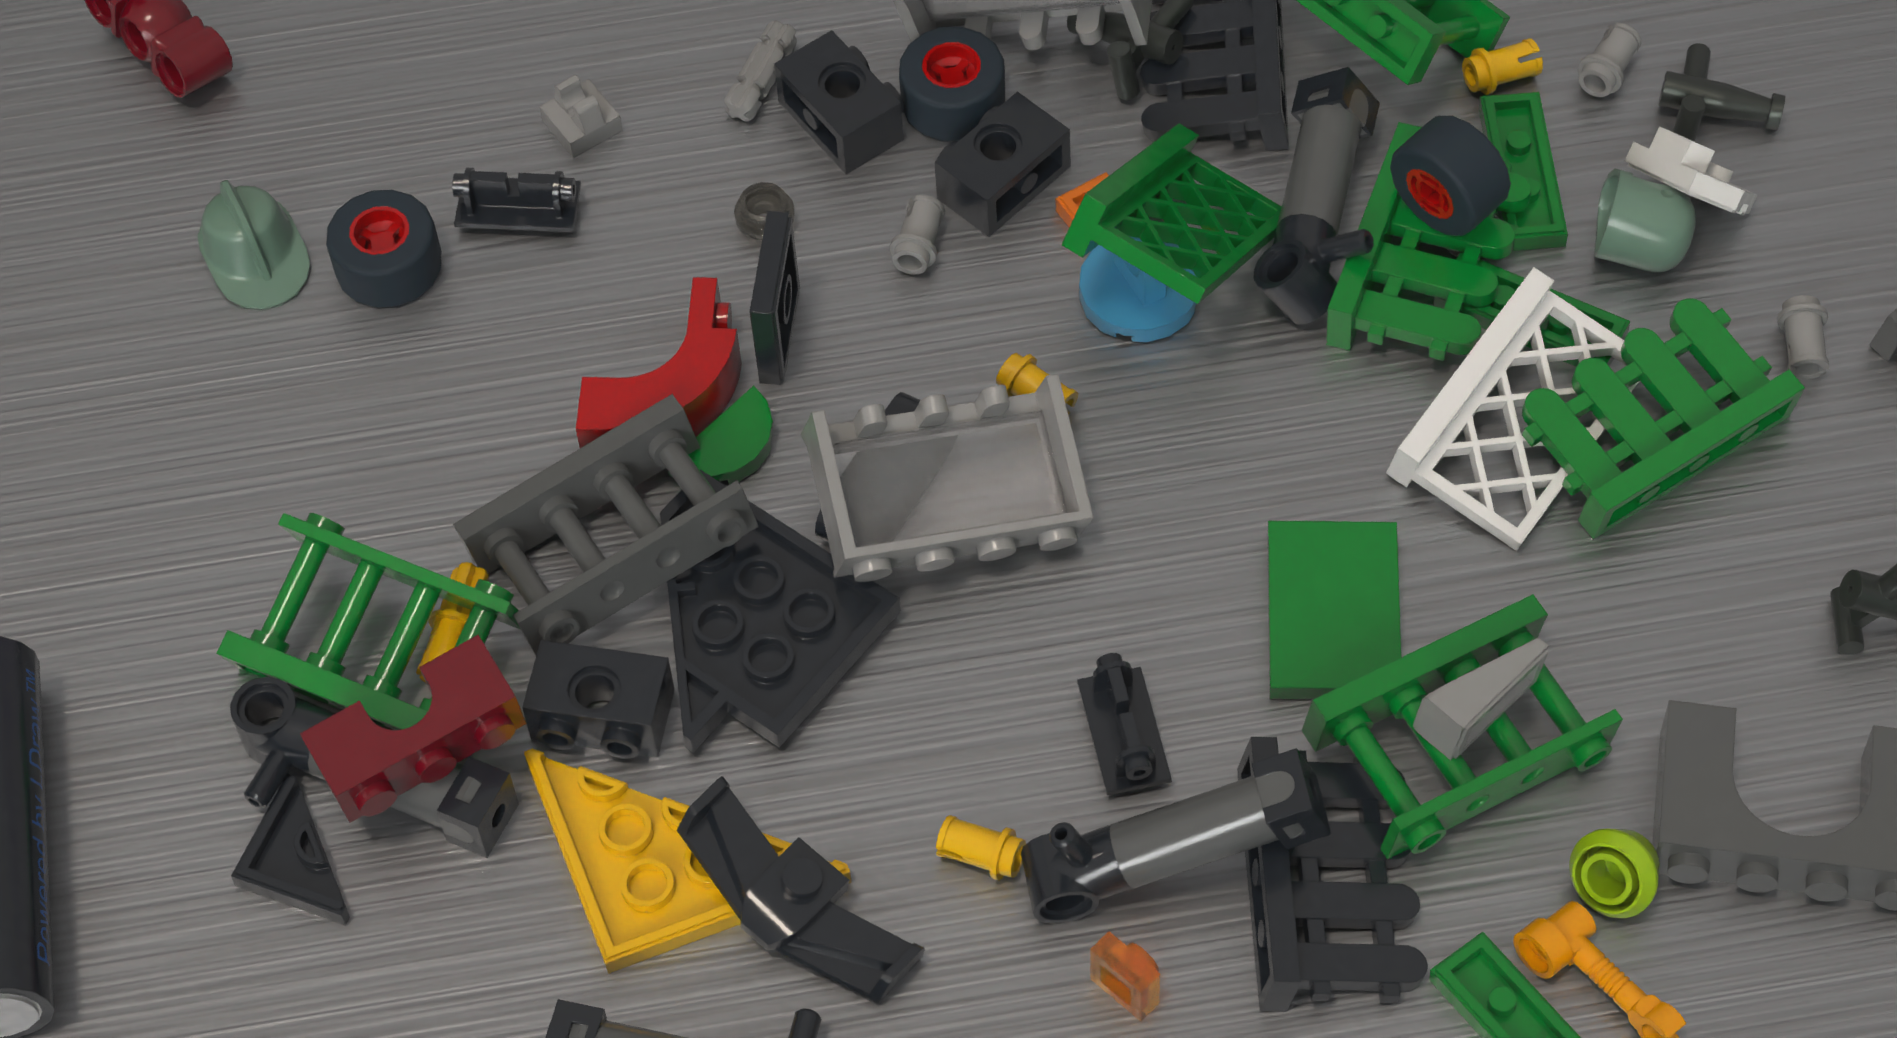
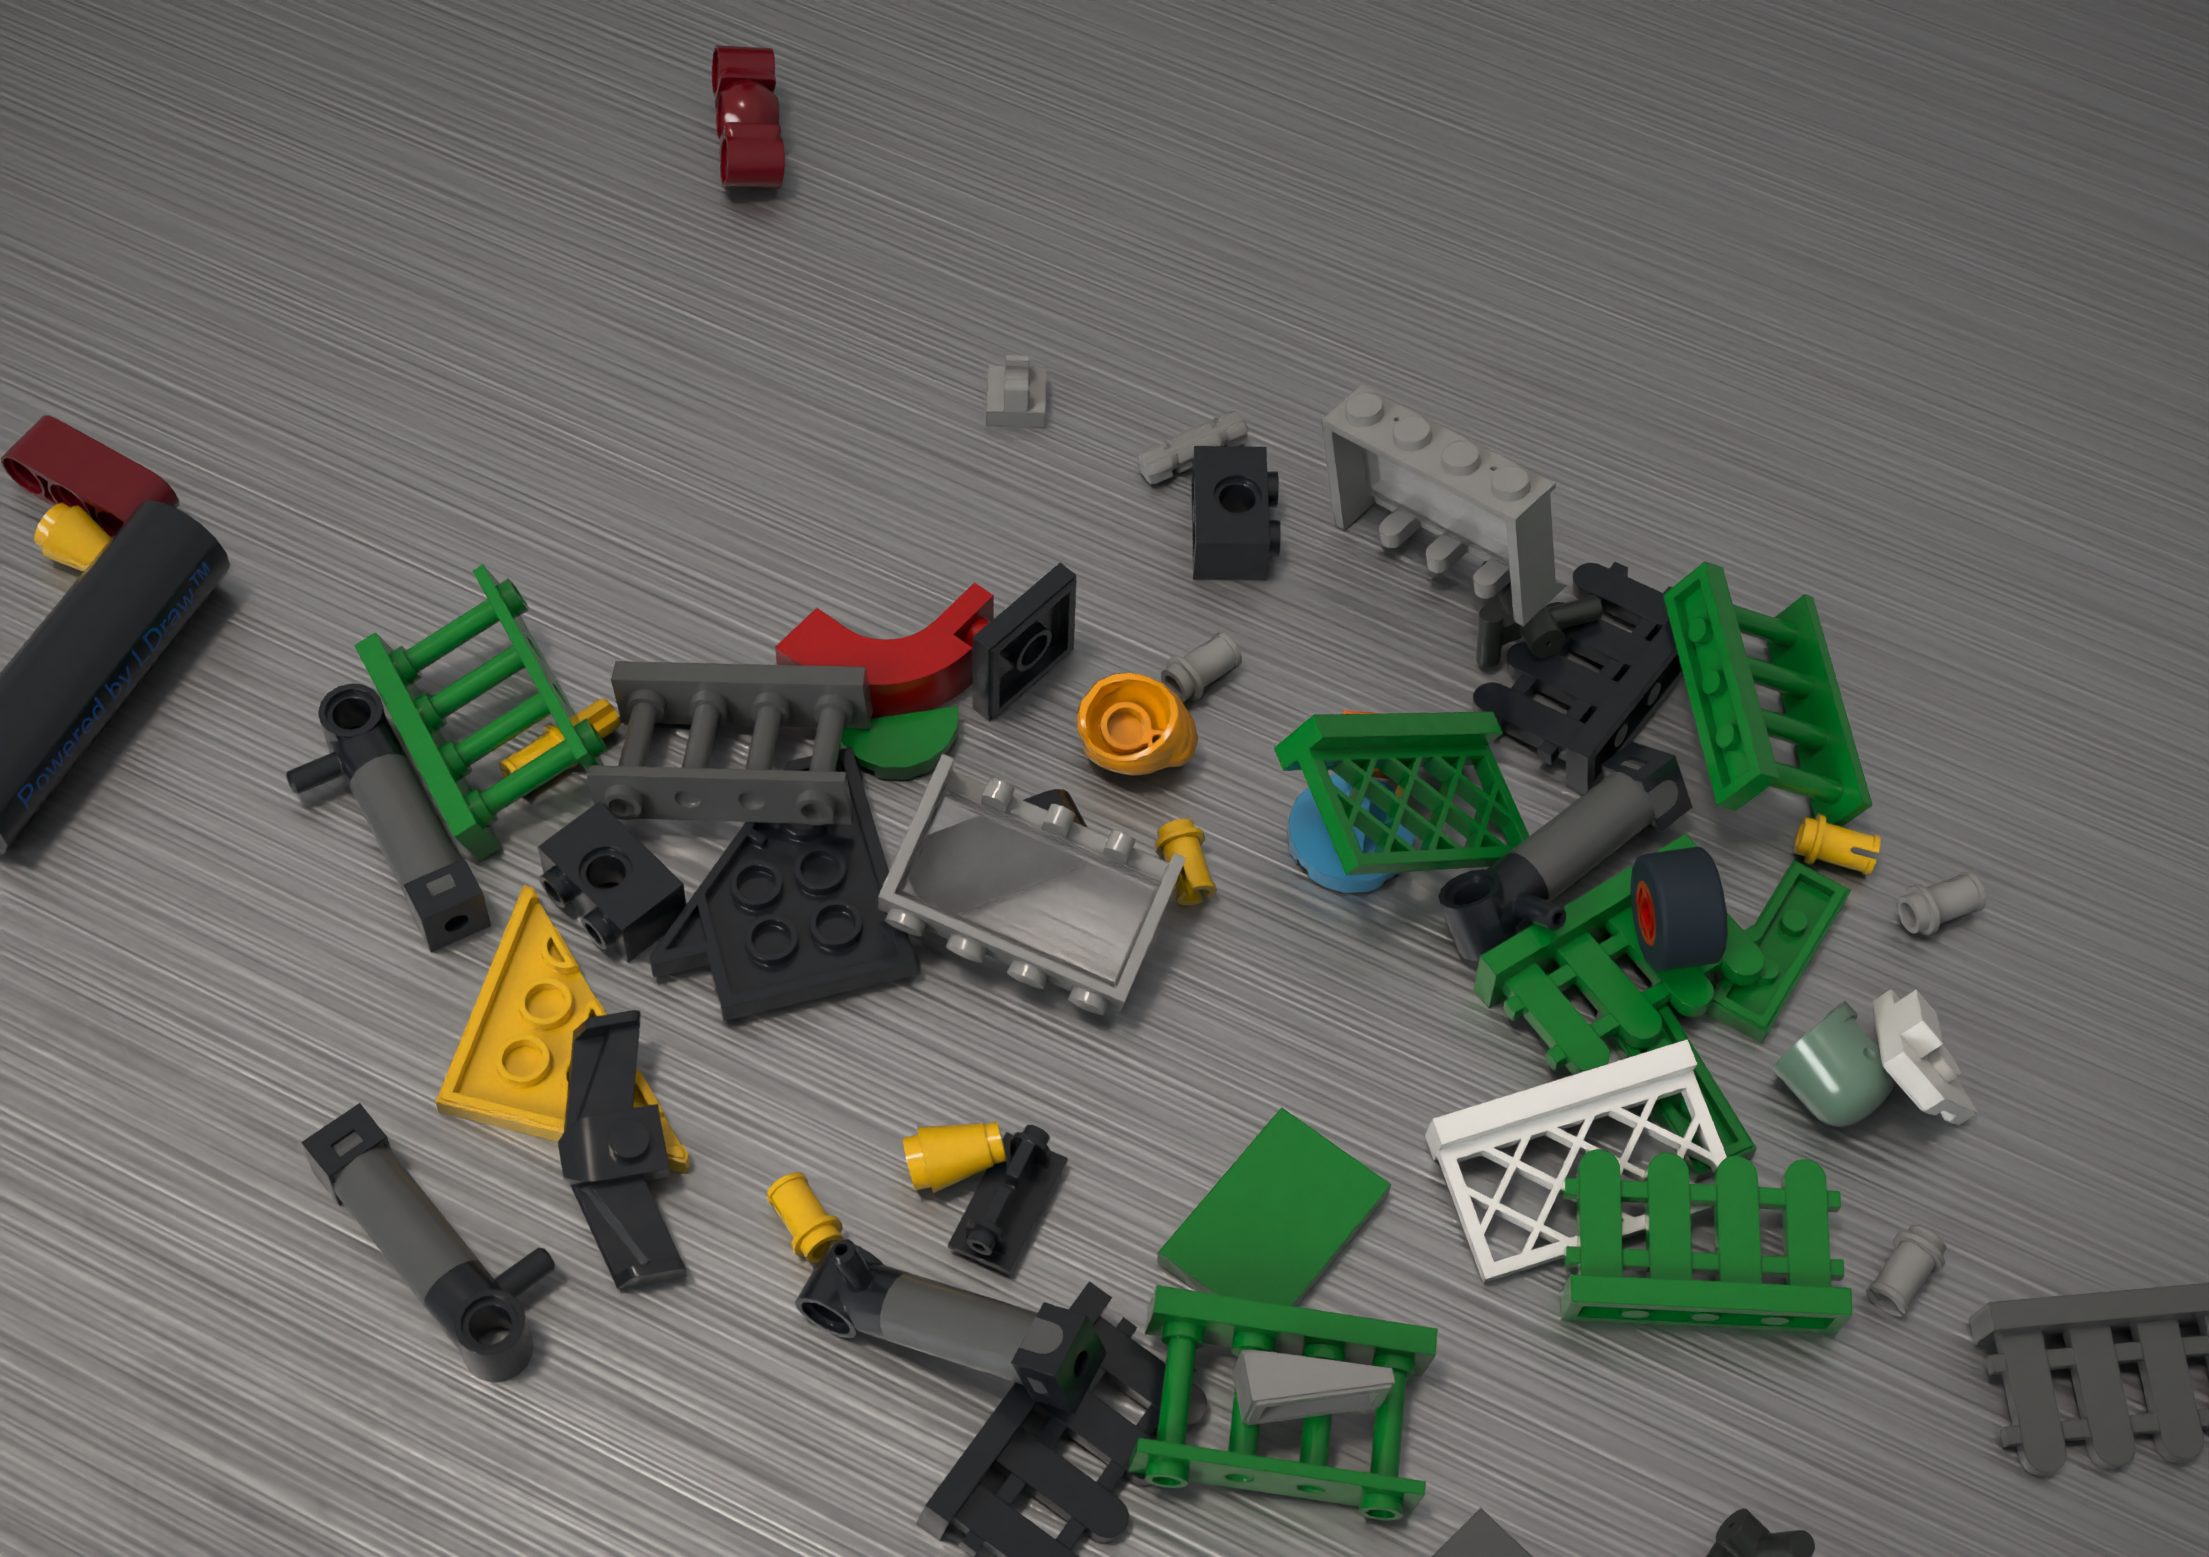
camera: 30 degrees right, 0 degrees up
(252, 248) = (675, 340): sand green piece -> none
(288, 859) = (285, 847): black tile -> none
(374, 765) = (481, 818): dark red arch -> none
(384, 248) = (767, 404): black wheel -> none
(518, 203) = (903, 432): black hinge -> none
(756, 201) = (1096, 554): clear smoke plate -> none
(899, 303) = (1125, 717): none -> light orange hair
(950, 81) = (1337, 557): black wheel -> none
(1002, 163) = (1351, 664): black brick -> none
(1053, 722) = (952, 1153): none -> yellow cone
(1126, 974) = (826, 1410): clear orange plate -> none
(1699, 96) = (1996, 985): pearl dark grey piece -> none

